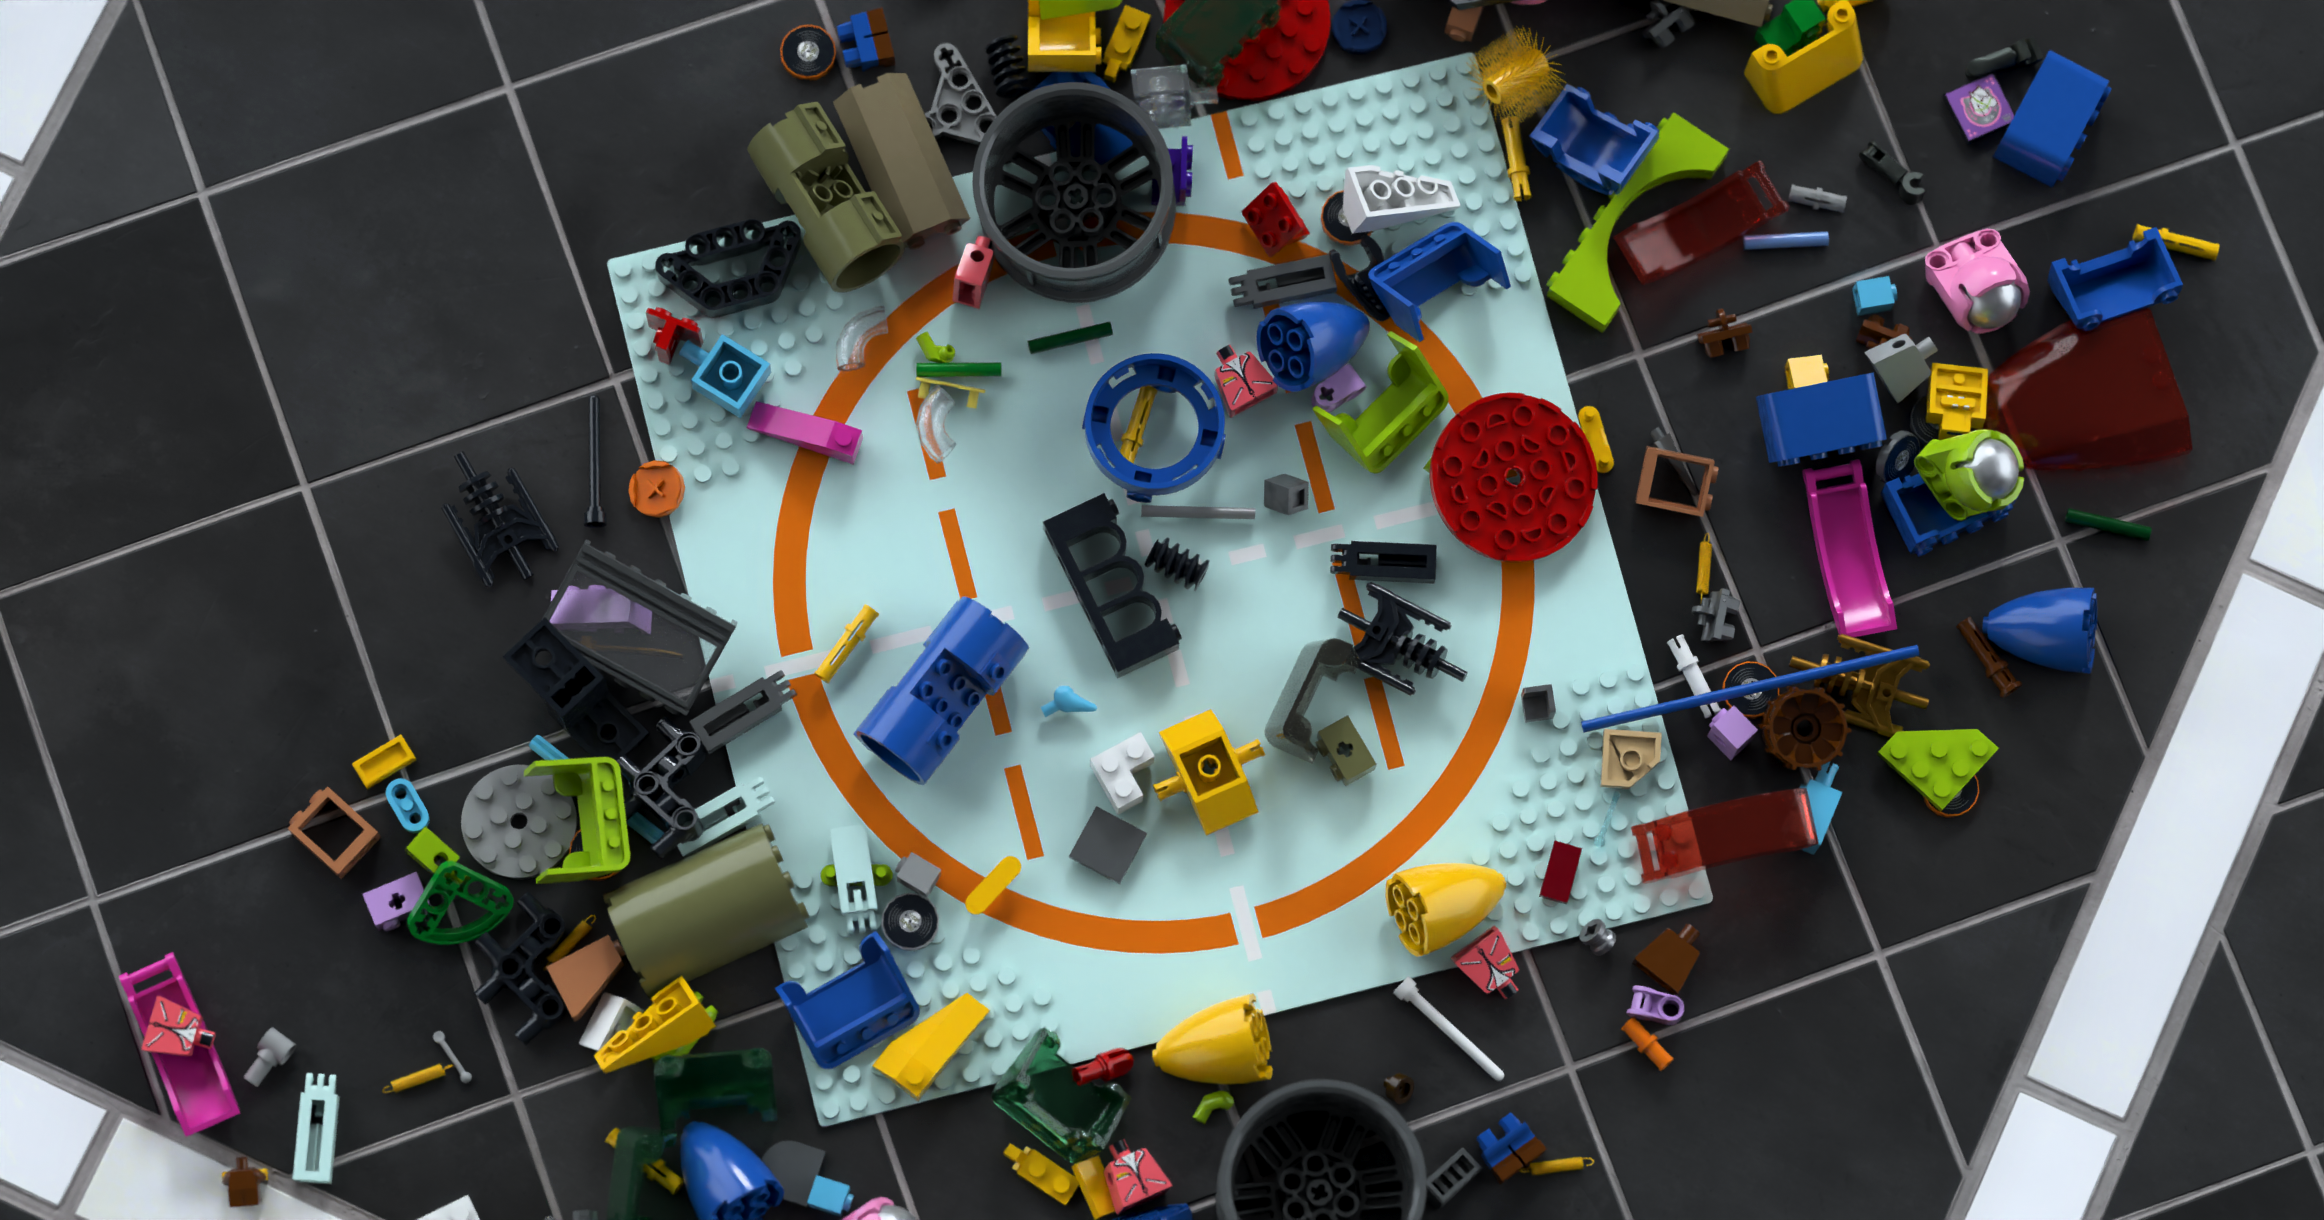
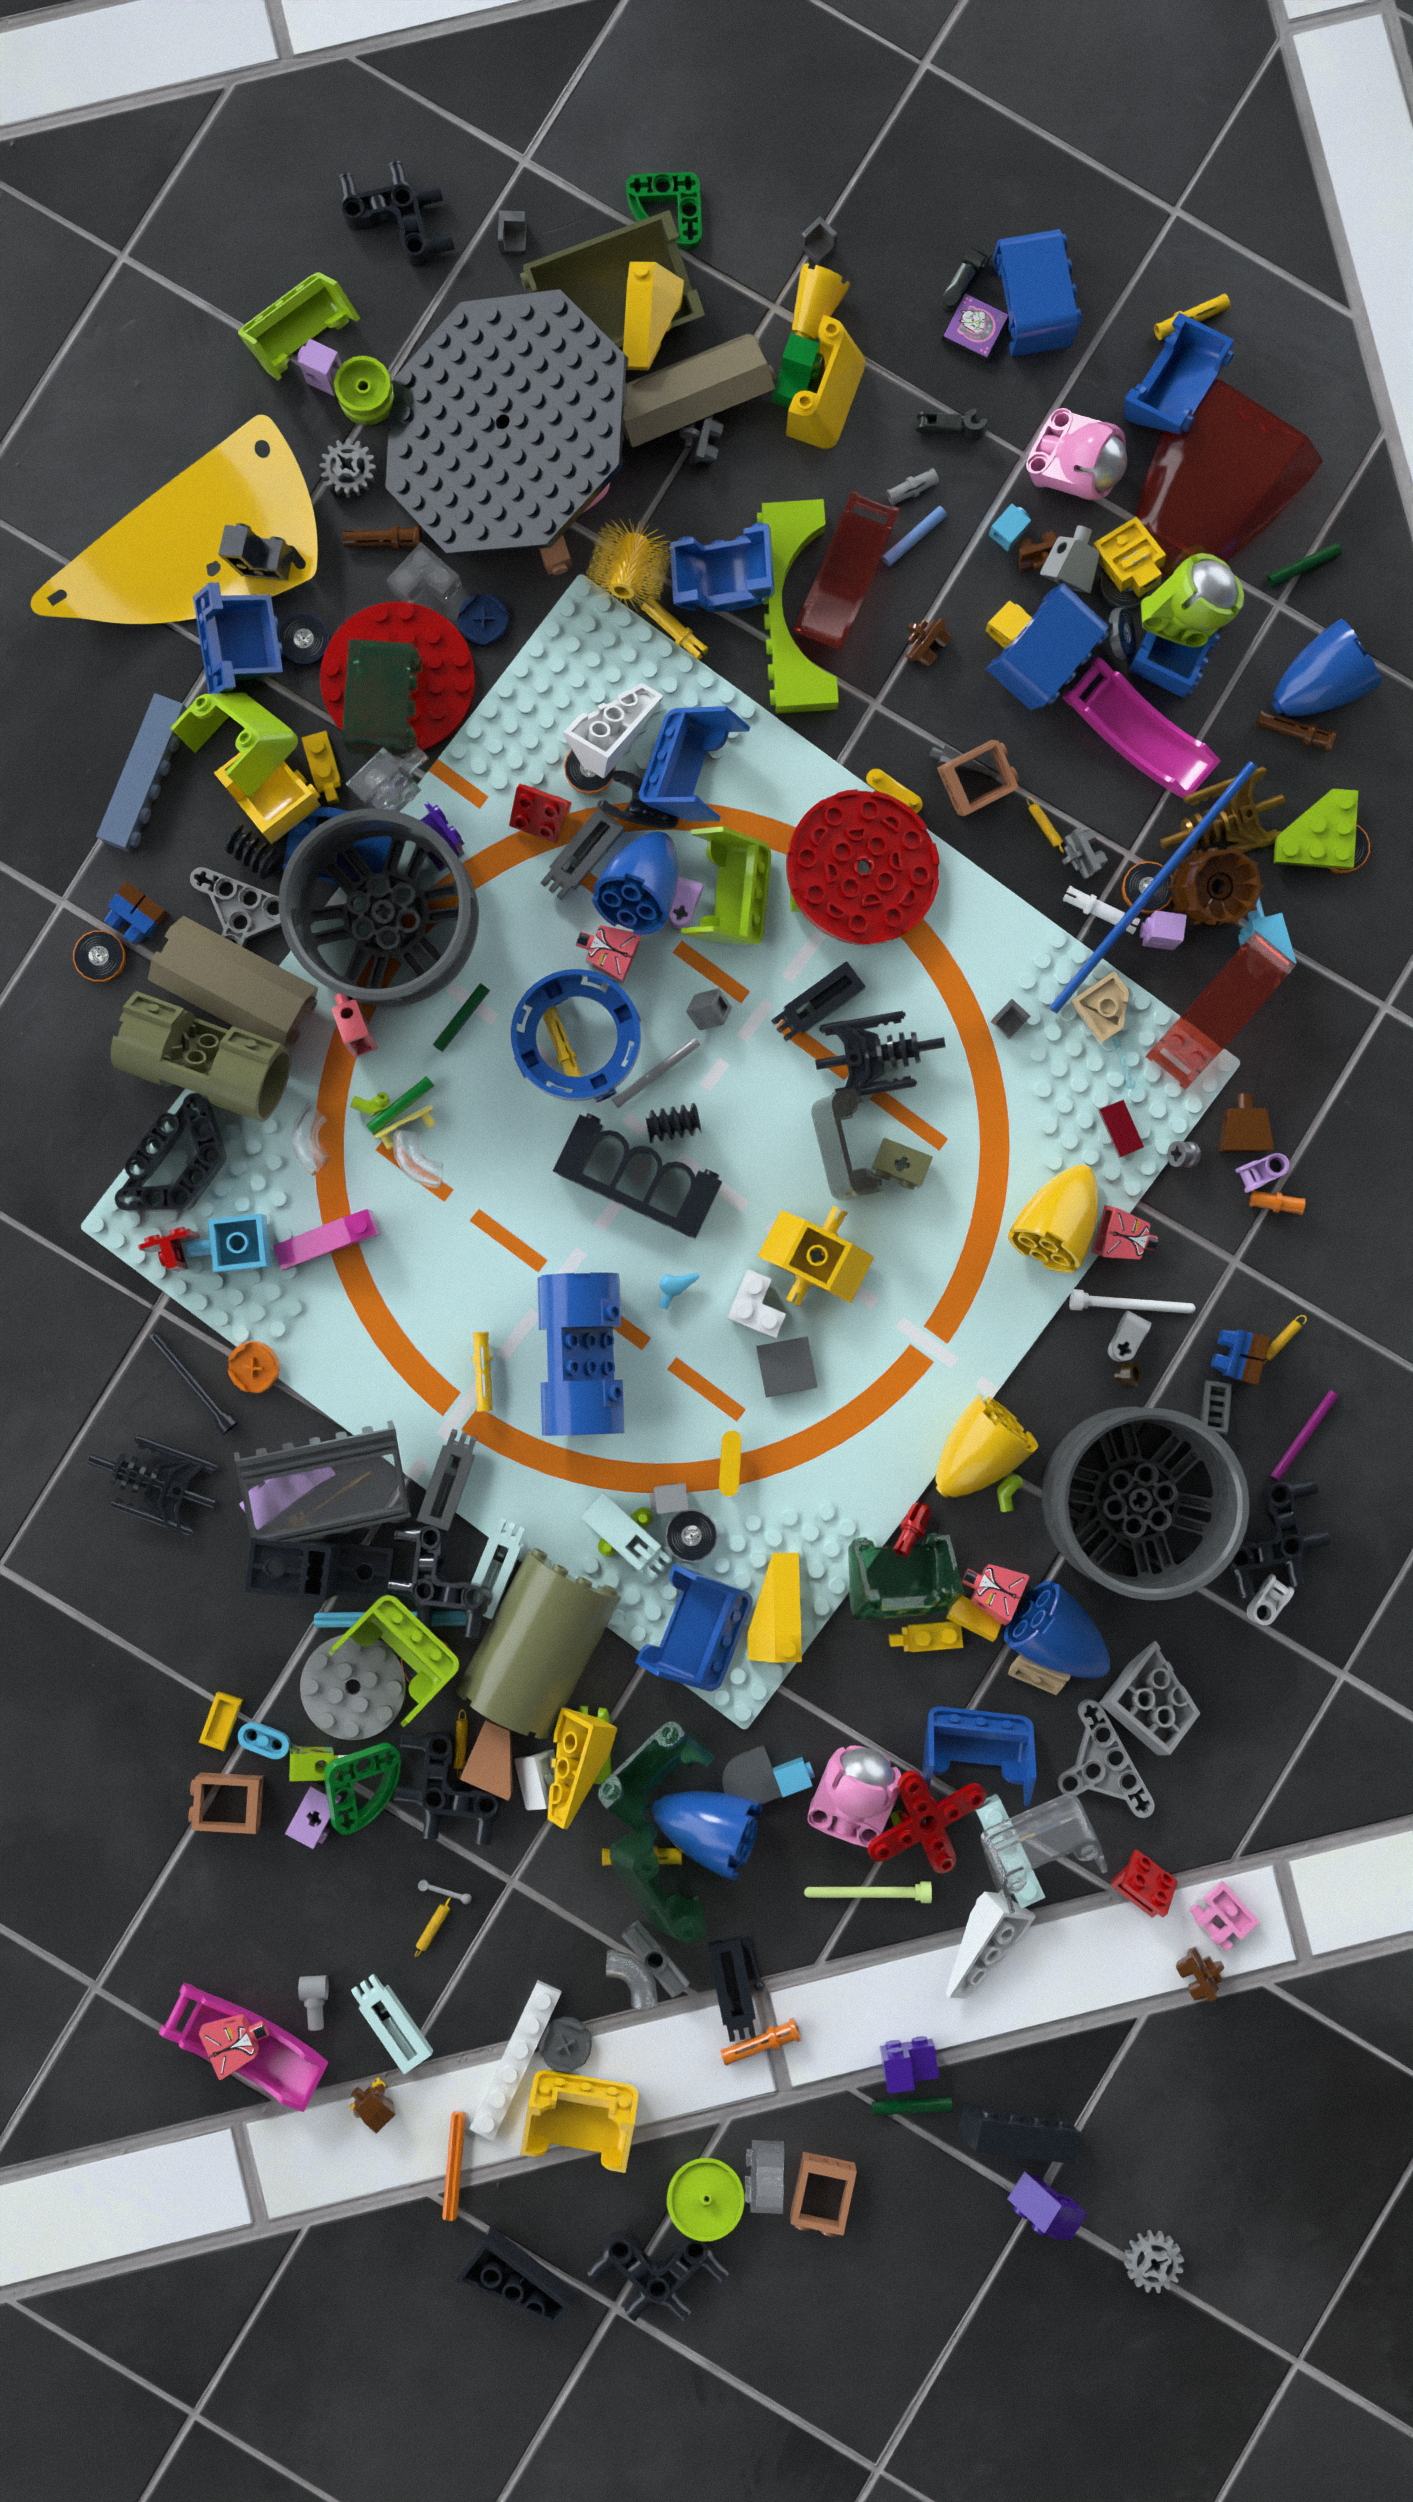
camera: 35 degrees left, 10 degrees up
(1428, 1052) = (1130, 1332): none -> light grey piece

